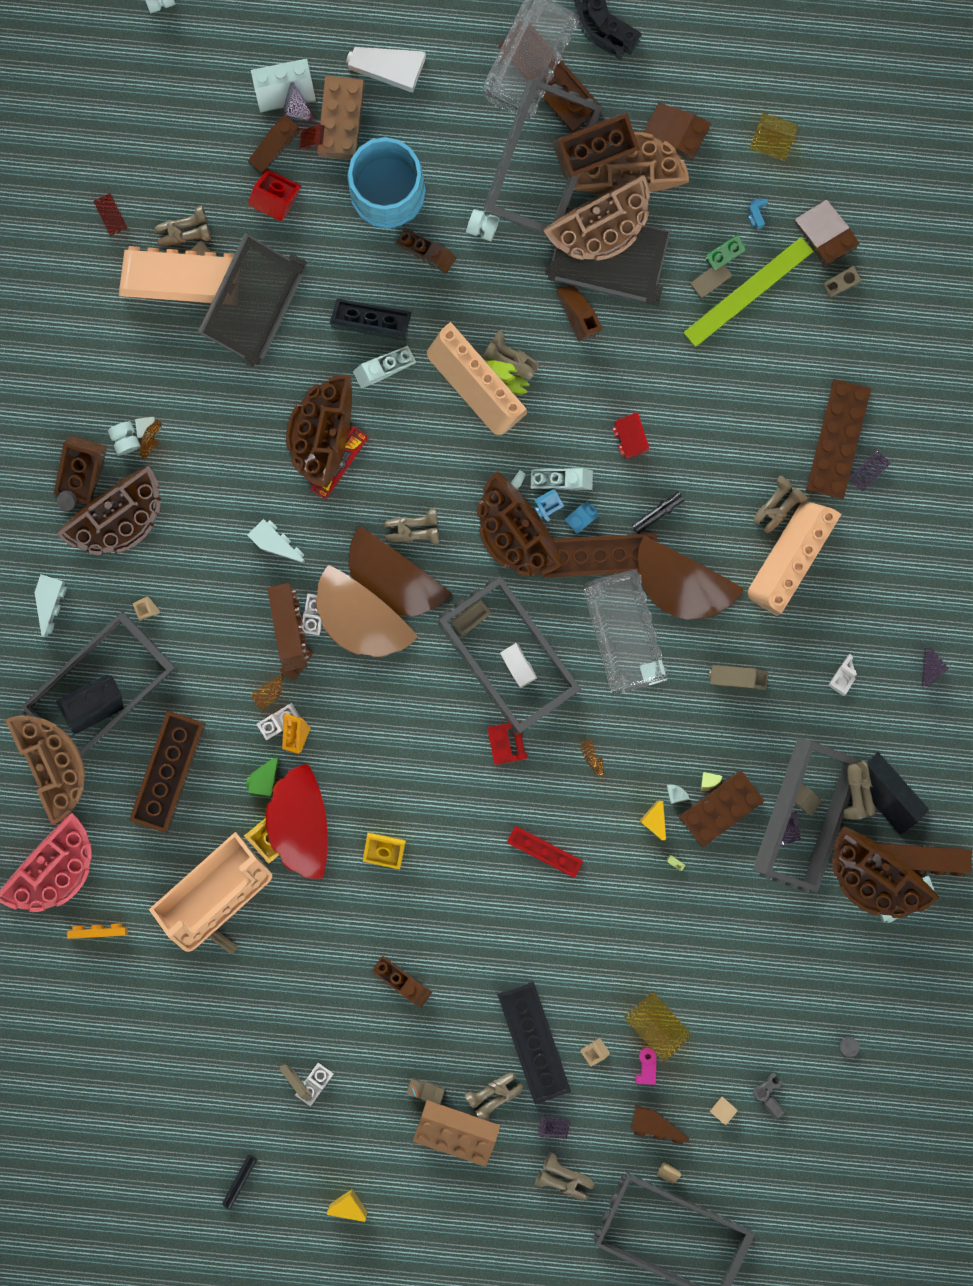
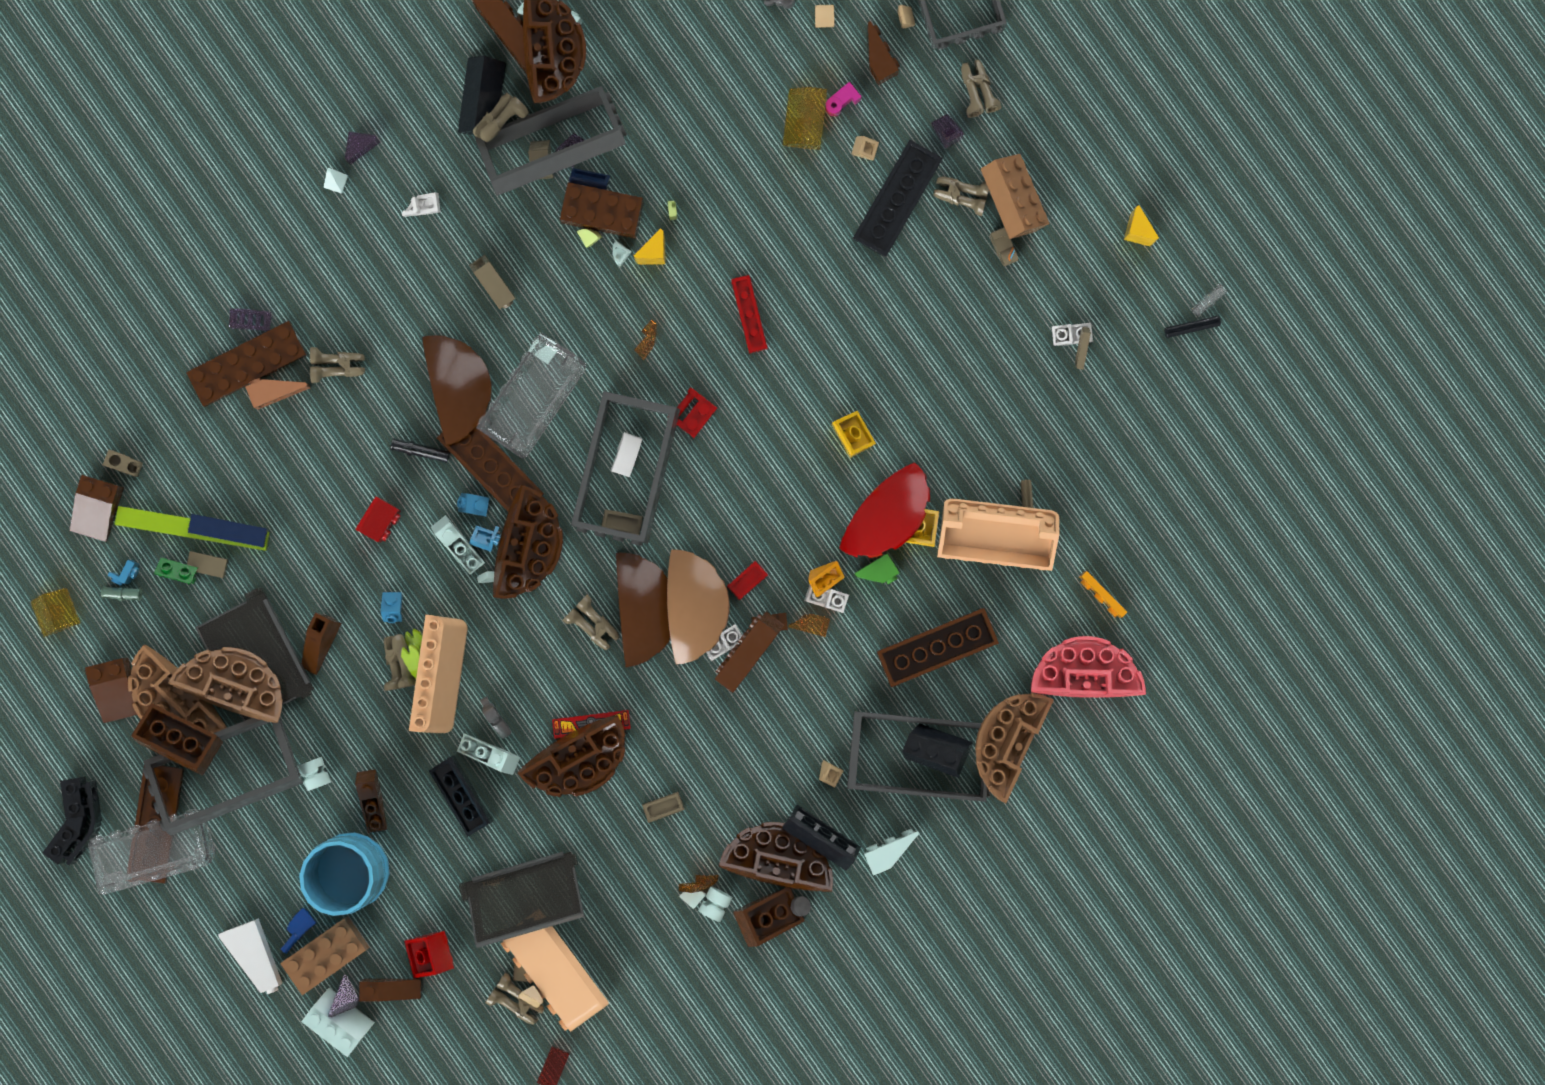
camera: 130 degrees left, 0 degrees up
(102, 560) = (821, 837): none -> black slope
(174, 243) = (531, 996): none -> tan slope
(230, 462) = (663, 807): none -> dark tan tile
(248, 1212) = (1209, 300): none -> clear pin
(270, 541) = (695, 721): light aqua slope -> none
(312, 137) = (358, 964): clear red tile -> none
(344, 673) = (747, 580): none -> red tile
(379, 116) = (298, 927): none -> blue piece
(402, 982) = (939, 335): reddish brown slope -> none
(407, 393) = (493, 717): none -> flat silver bar
(557, 389) = (391, 607): none -> dark azure bracket
(722, 317) = (227, 530): none -> dark blue tile
(744, 197) = (121, 593): none -> sand green pin
(753, 820) = (589, 179): none -> dark blue tile
(792, 556) = (365, 319): light nougat windscreen -> none
(802, 436) = (271, 391): none -> nougat slope
(921, 626) = (335, 180): none -> light aqua slope

